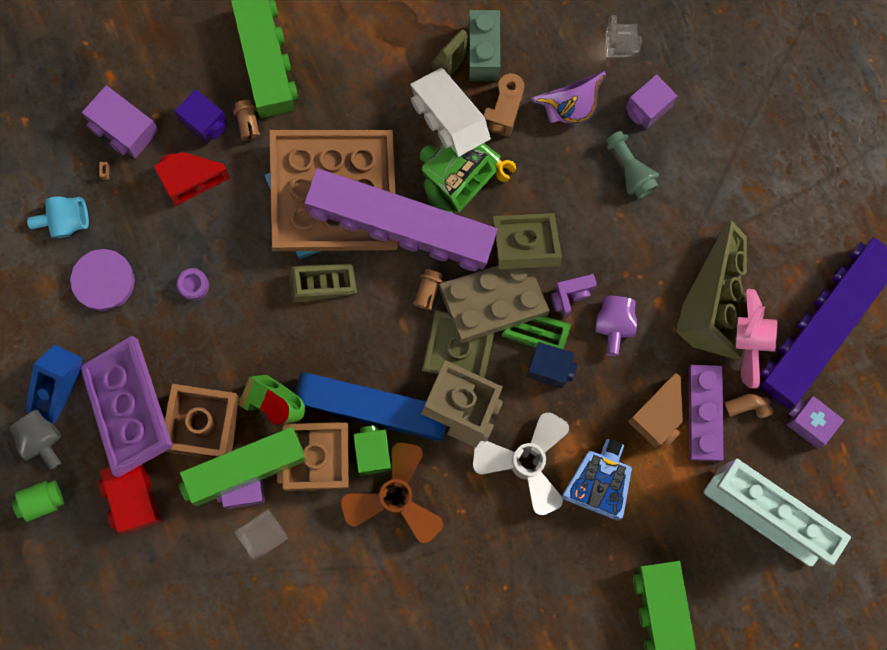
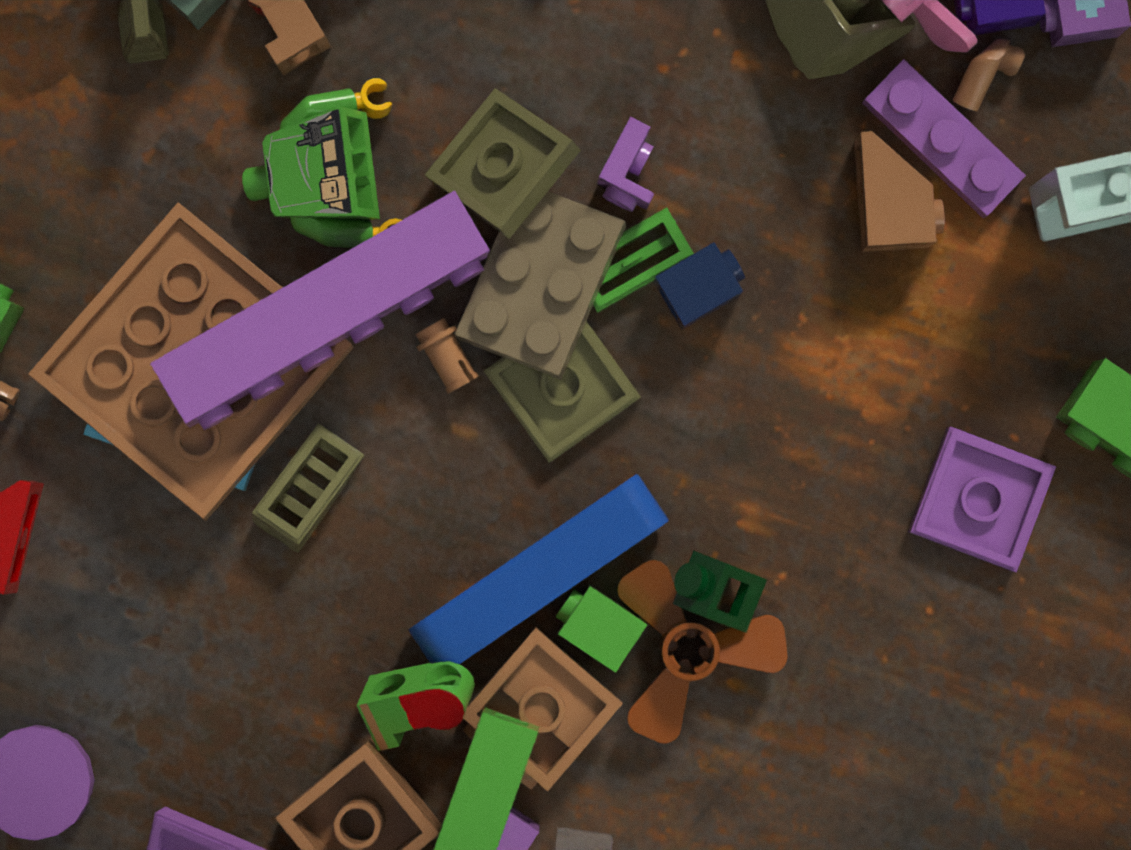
camera: 40 degrees left, 10 degrees up
(192, 284) = (151, 665): medium lavender tile -> none
(428, 478) = (704, 583): none -> dark green brick
(449, 112) = (227, 104): white brick -> none
(463, 403) = (648, 451): dark tan plate -> none
(494, 458) = (785, 376): white piece -> none
(572, 566) = (981, 499): none -> medium lavender tile
(601, 482) = (910, 363): torso -> none
(616, 320) = (717, 142): medium lavender piece -> none

